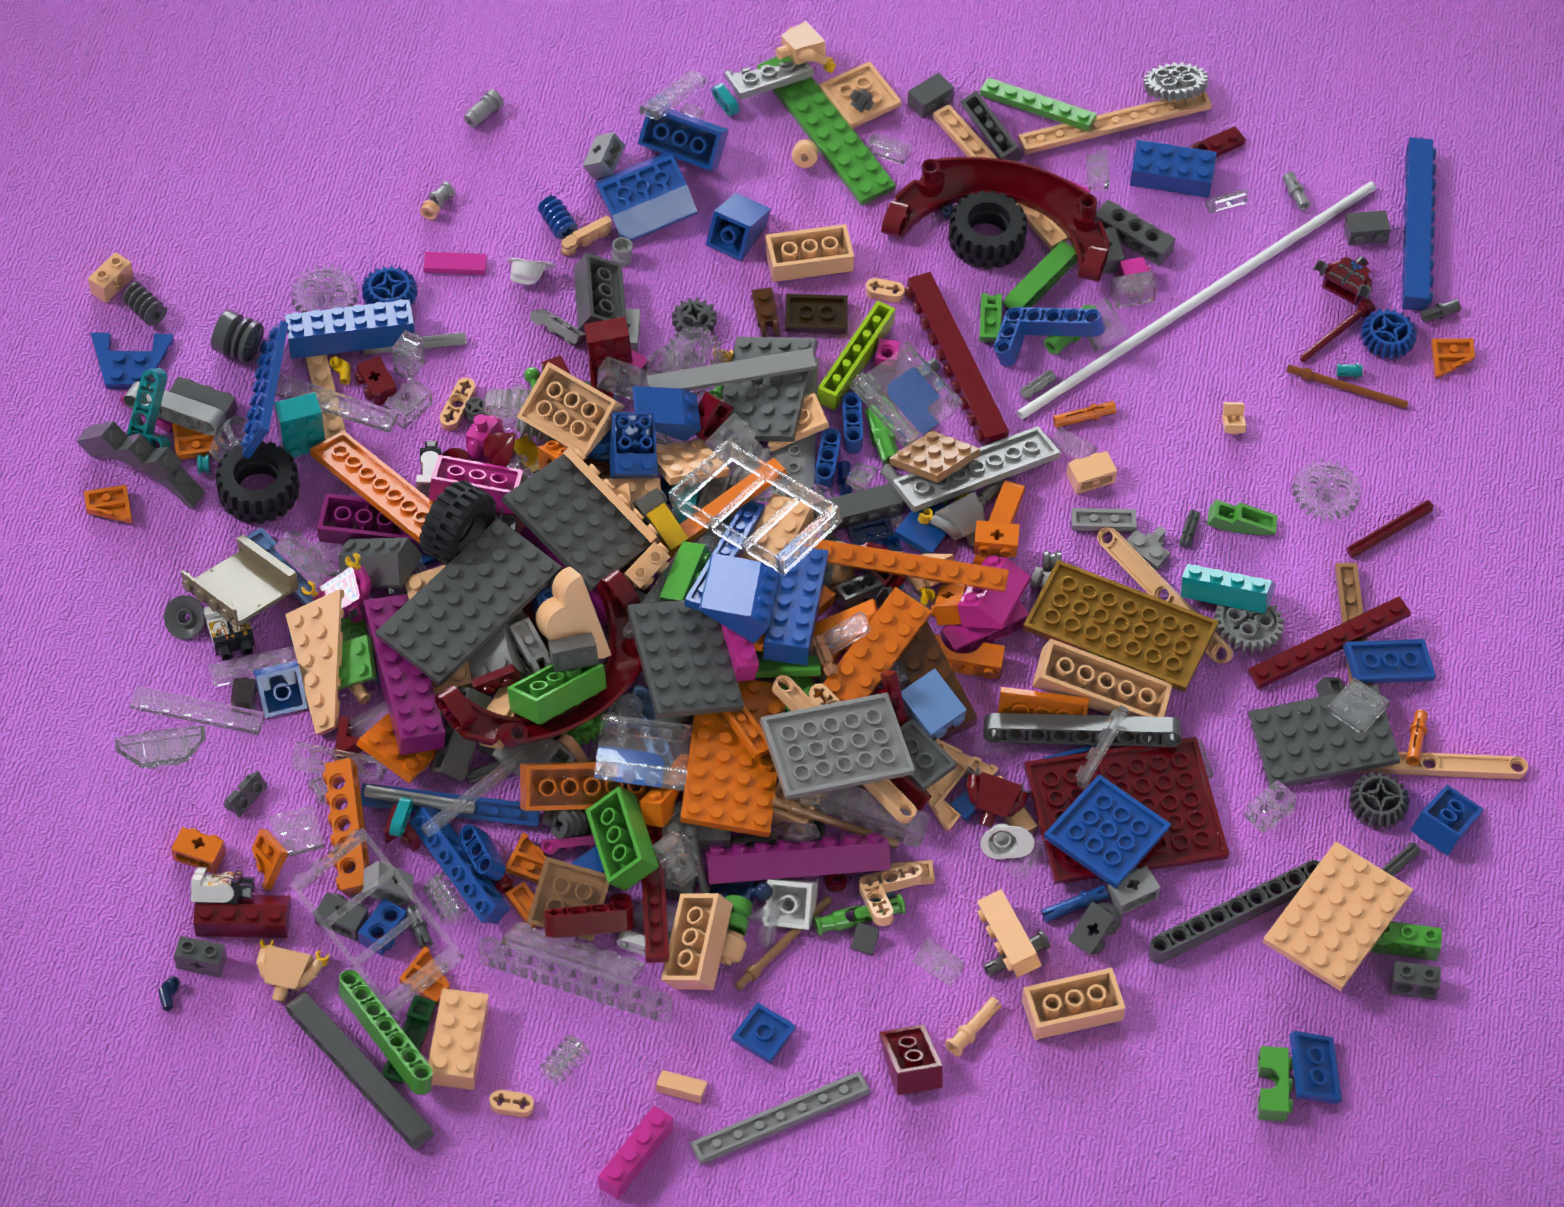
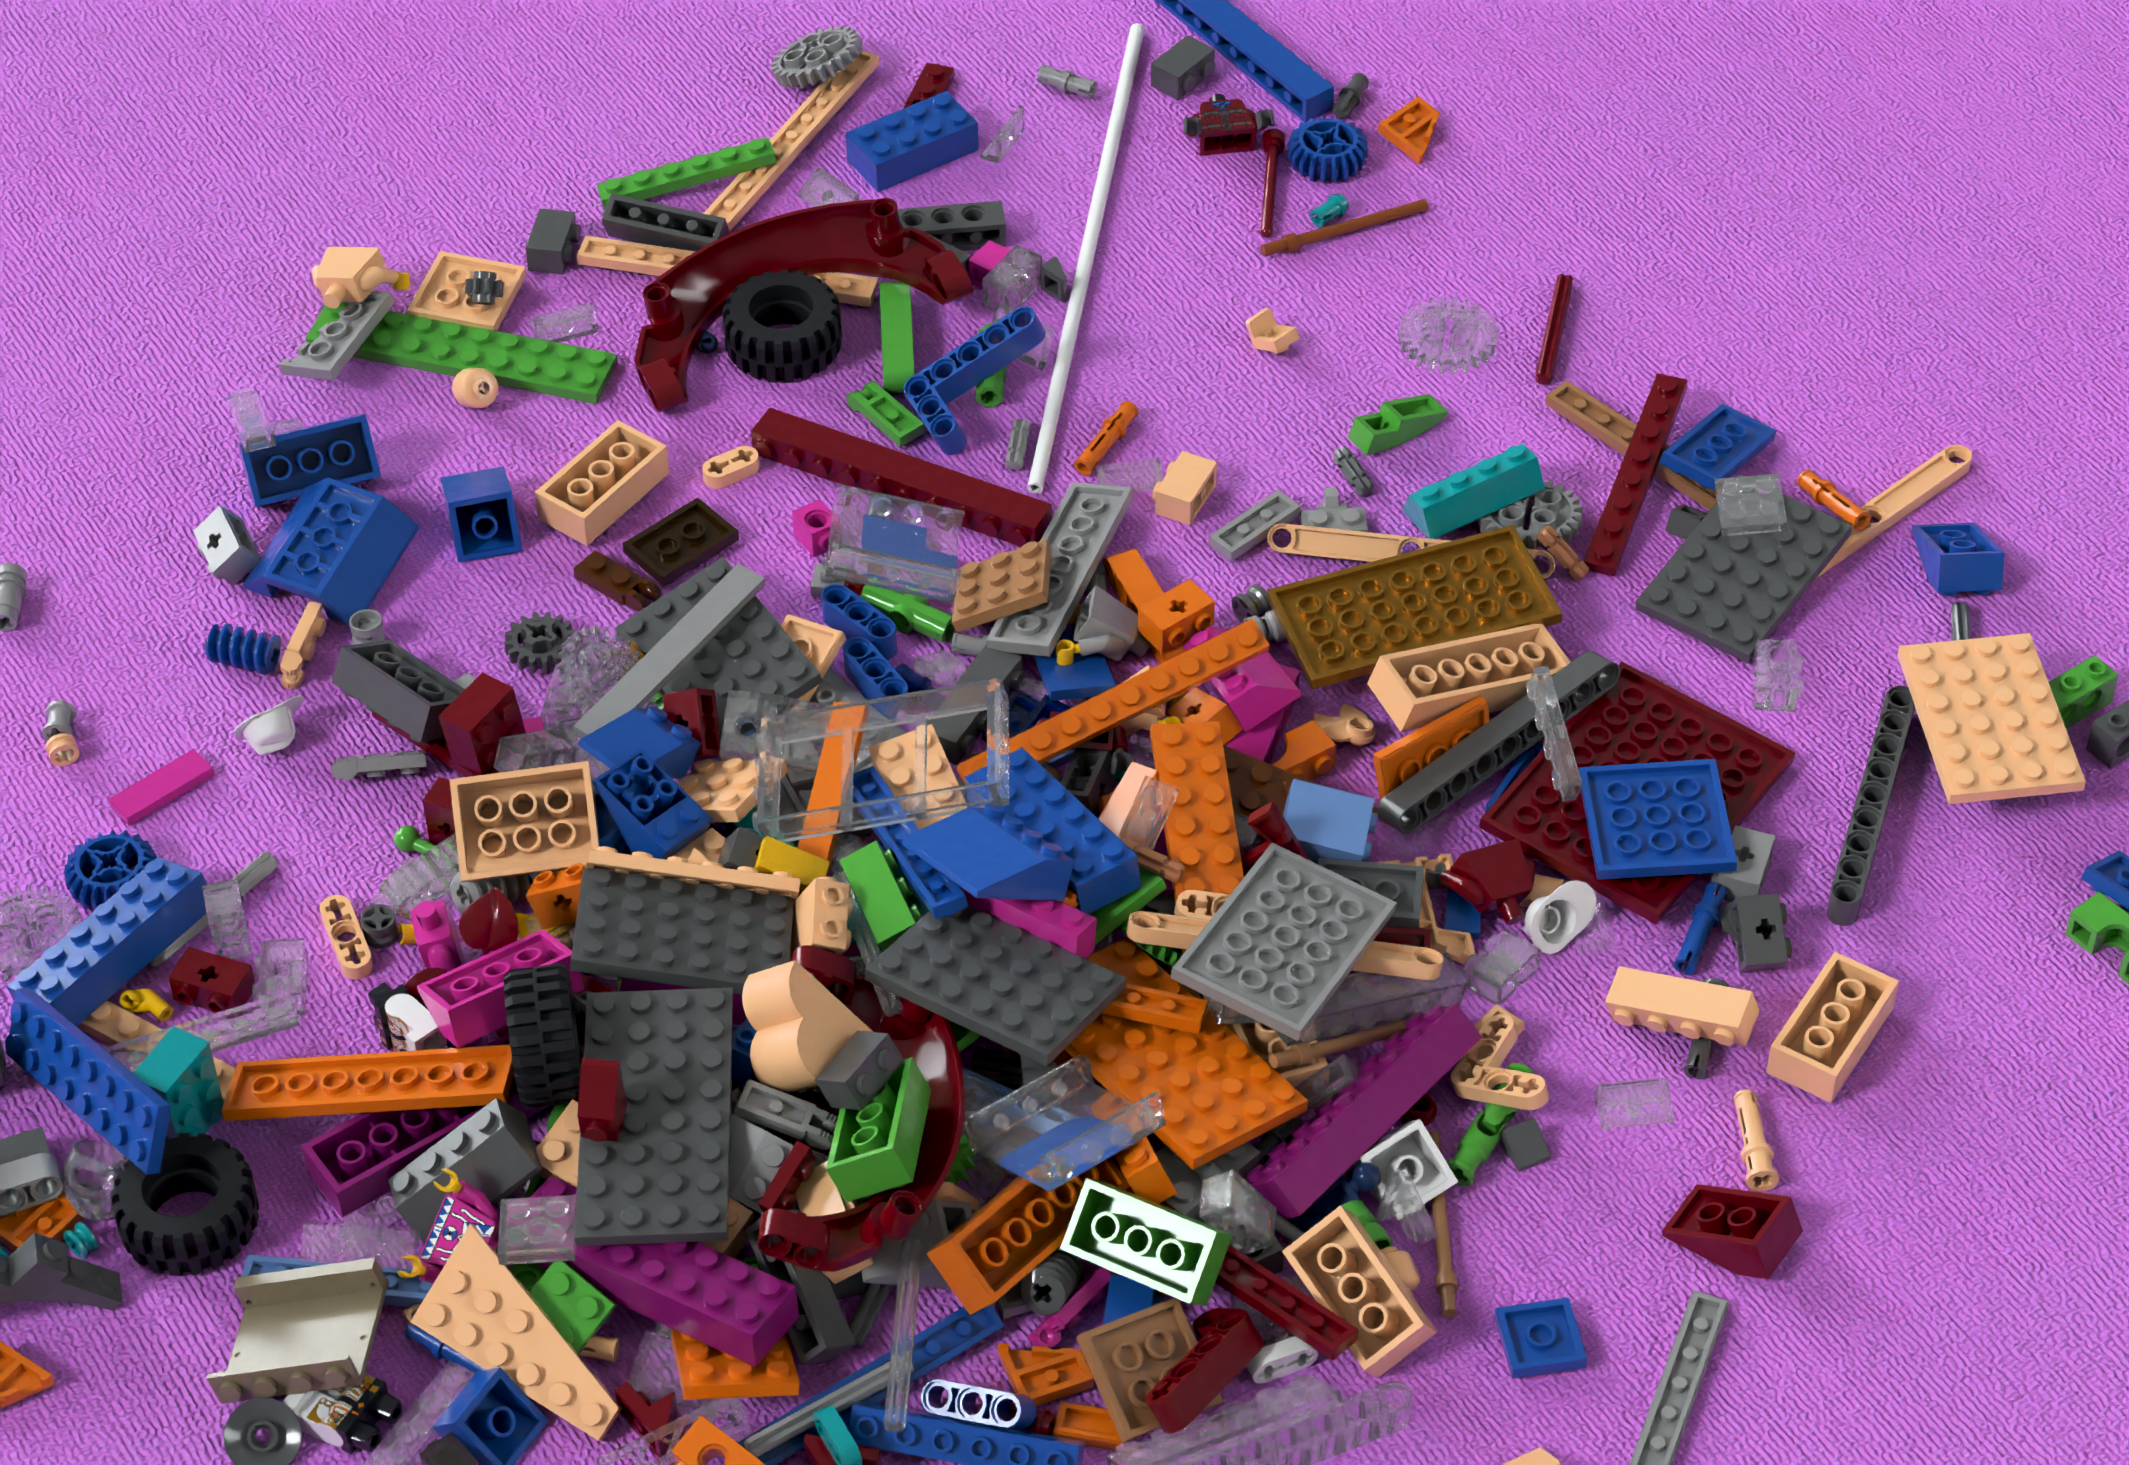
camera: 40 degrees left, 10 degrees down
(365, 614) = (537, 1230): none -> clear plate
(439, 576) = (601, 1100): none -> dark red slope
(725, 99) = (308, 397): teal beam -> none
(856, 355) = (783, 544): lime brick -> none
(954, 844) = (1501, 966): none -> clear brick
(1023, 662) = (1349, 726): none -> light nougat plate
(1157, 303) = (1054, 279): none -> dark grey slope
(1237, 655) = (1562, 552): none -> nougat axle
(1368, 804) = (1871, 587): dark grey gear -> none

